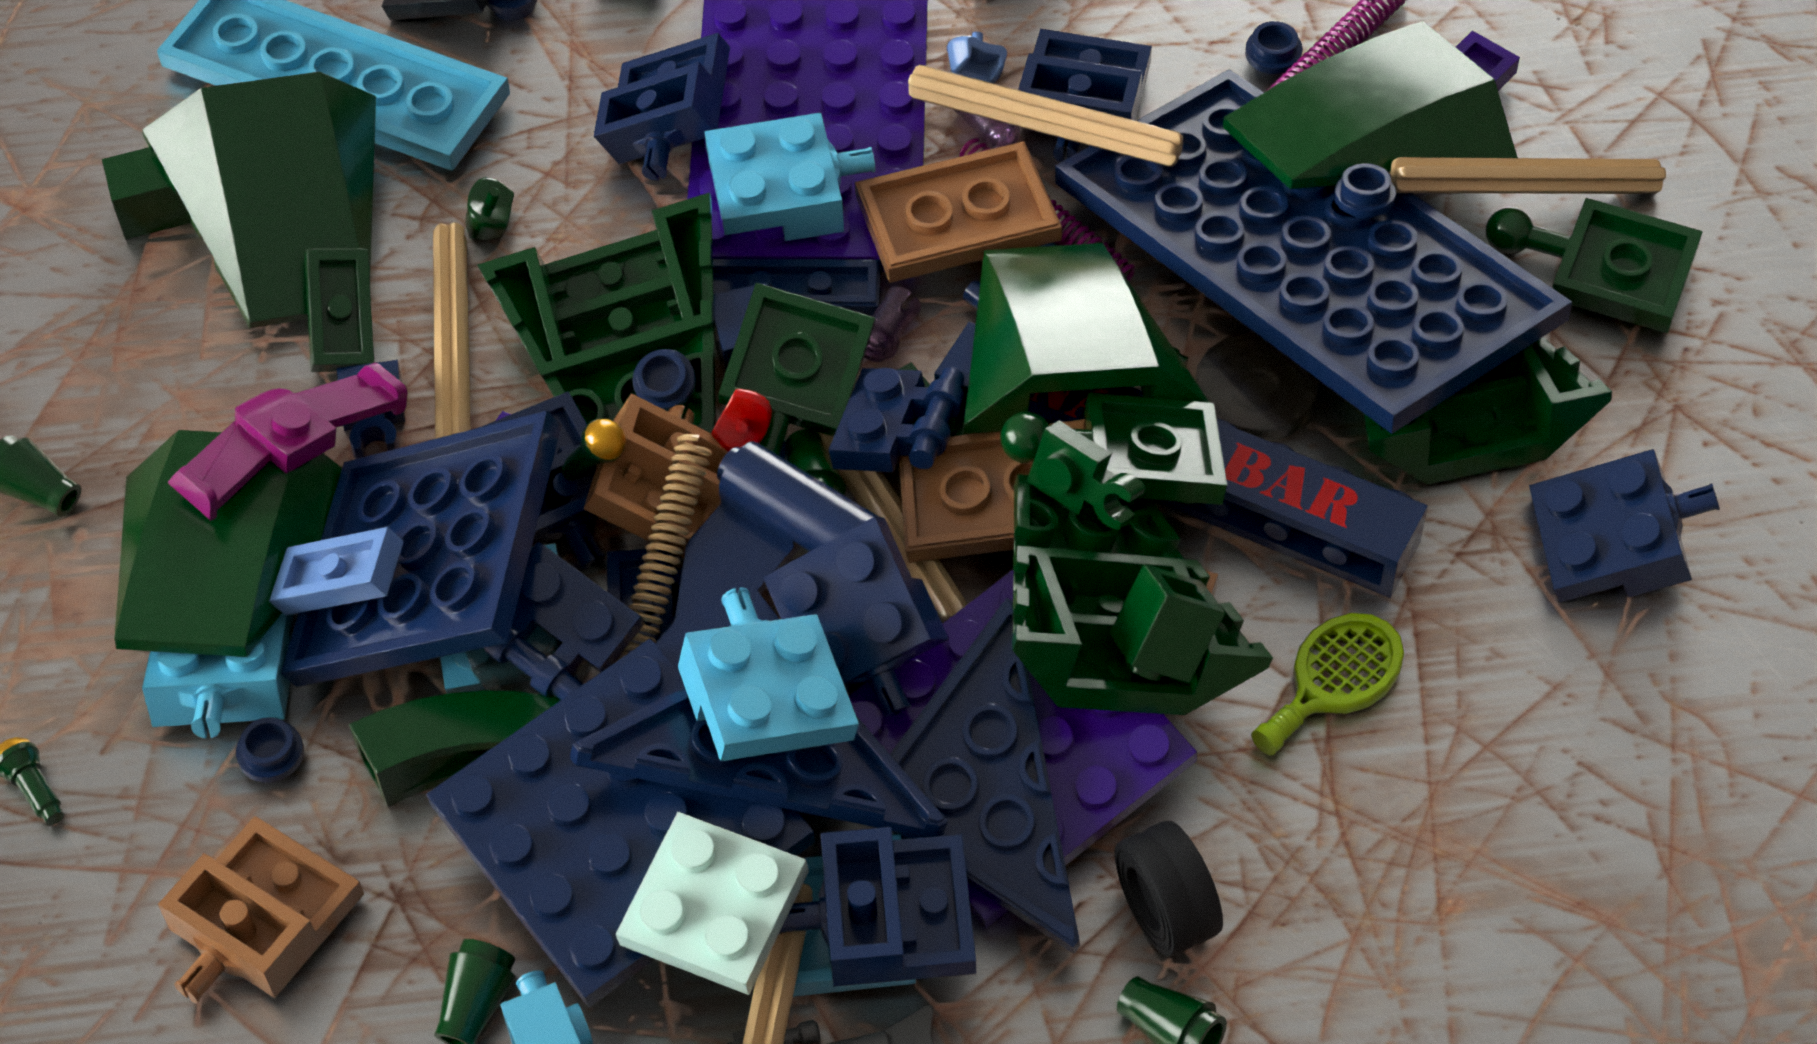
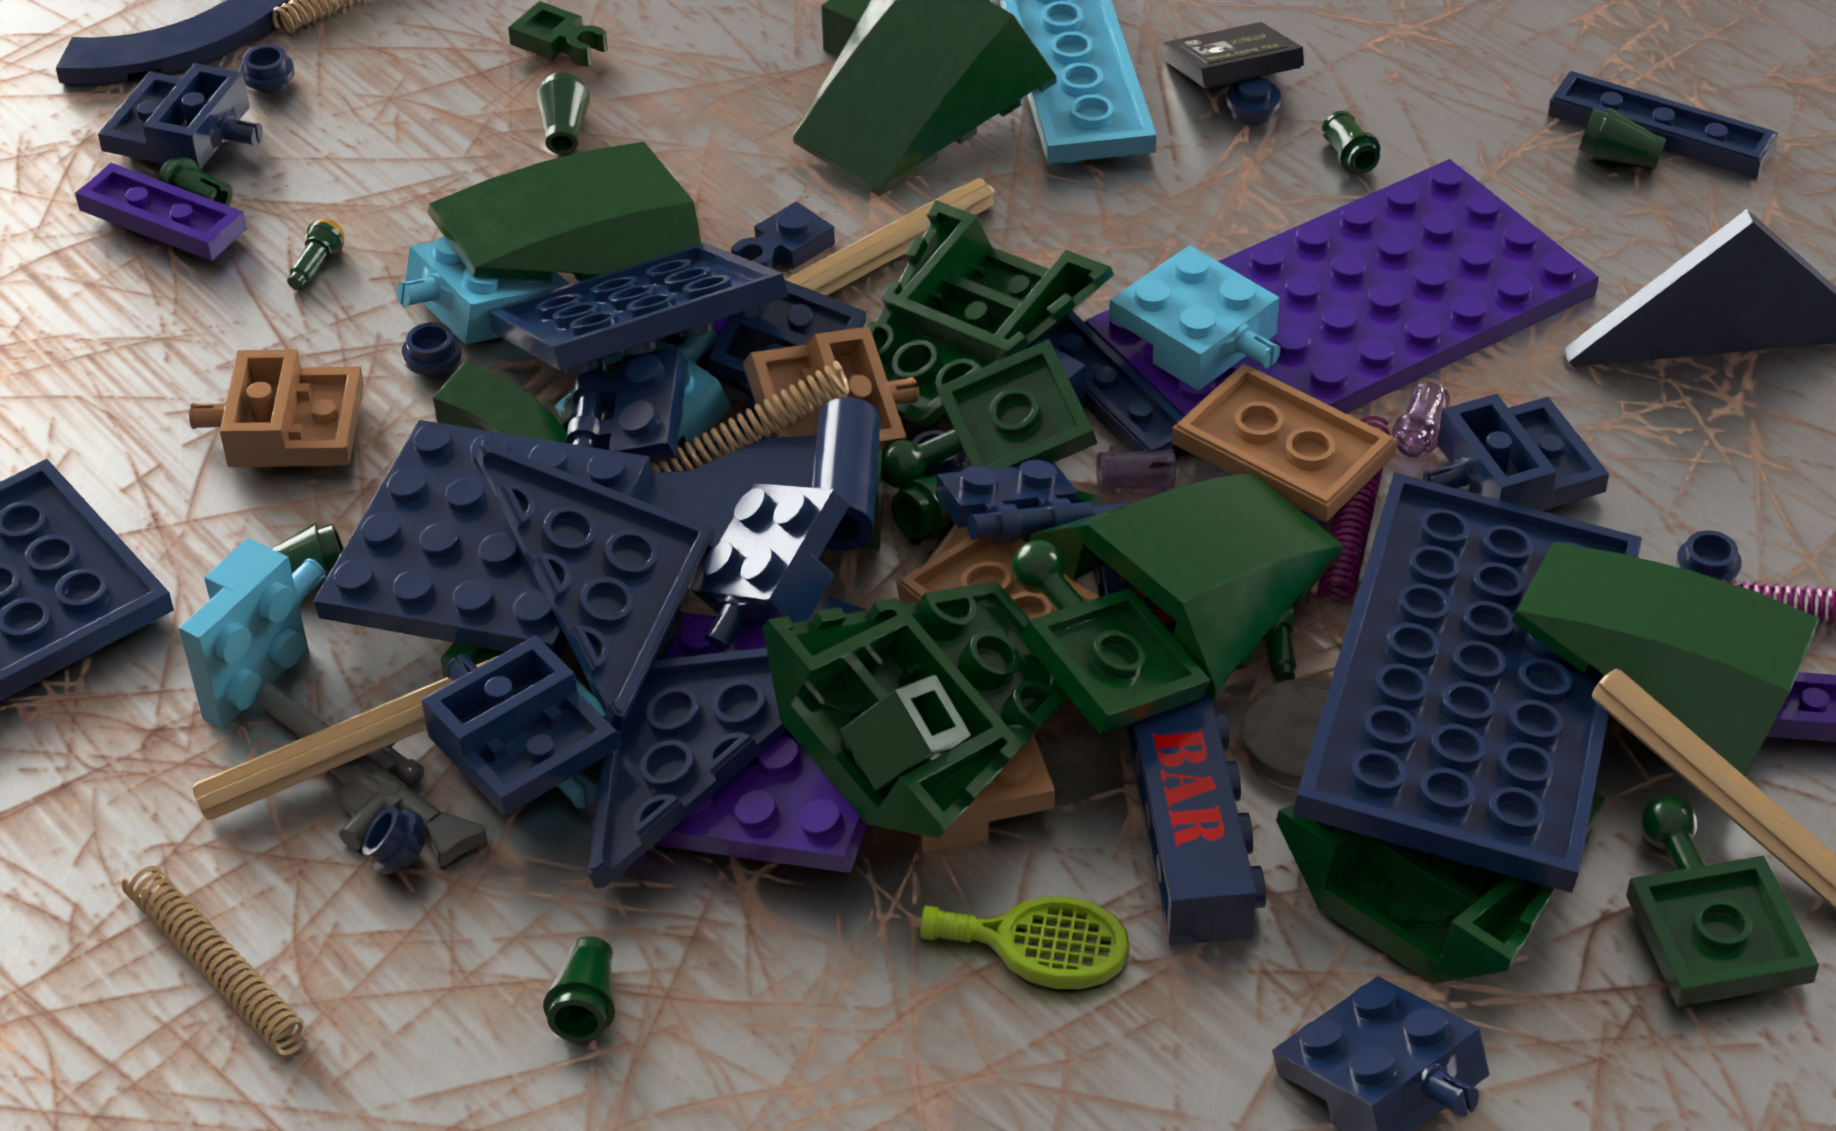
camera: 55 degrees right, 10 degrees down
(284, 430) = (683, 187): magenta plate -> none
(336, 571) = (576, 273): medium blue plate -> none
(338, 308) = (843, 167): dark green plate -> none
(488, 209) = (1026, 196): dark green piece -> none
(600, 443) = (797, 328): piece -> none
(663, 103) = (1215, 222): dark blue plate -> none
(664, 378) = (928, 354): dark blue plate -> none
(712, 903) = (430, 612): light aqua plate -> none
(743, 419) = (923, 413): red piece -> none
(765, 683) = (631, 519): medium azure plate -> none
(976, 58) = (1474, 379): medium blue piece -> none
(1046, 115) = (1439, 440): tan axle -> none
(1077, 476) = (1014, 602): dark green plate -> none
(1168, 888) = (695, 909): black tyre -> none
(1365, 191) = (1559, 668): dark blue plate -> none

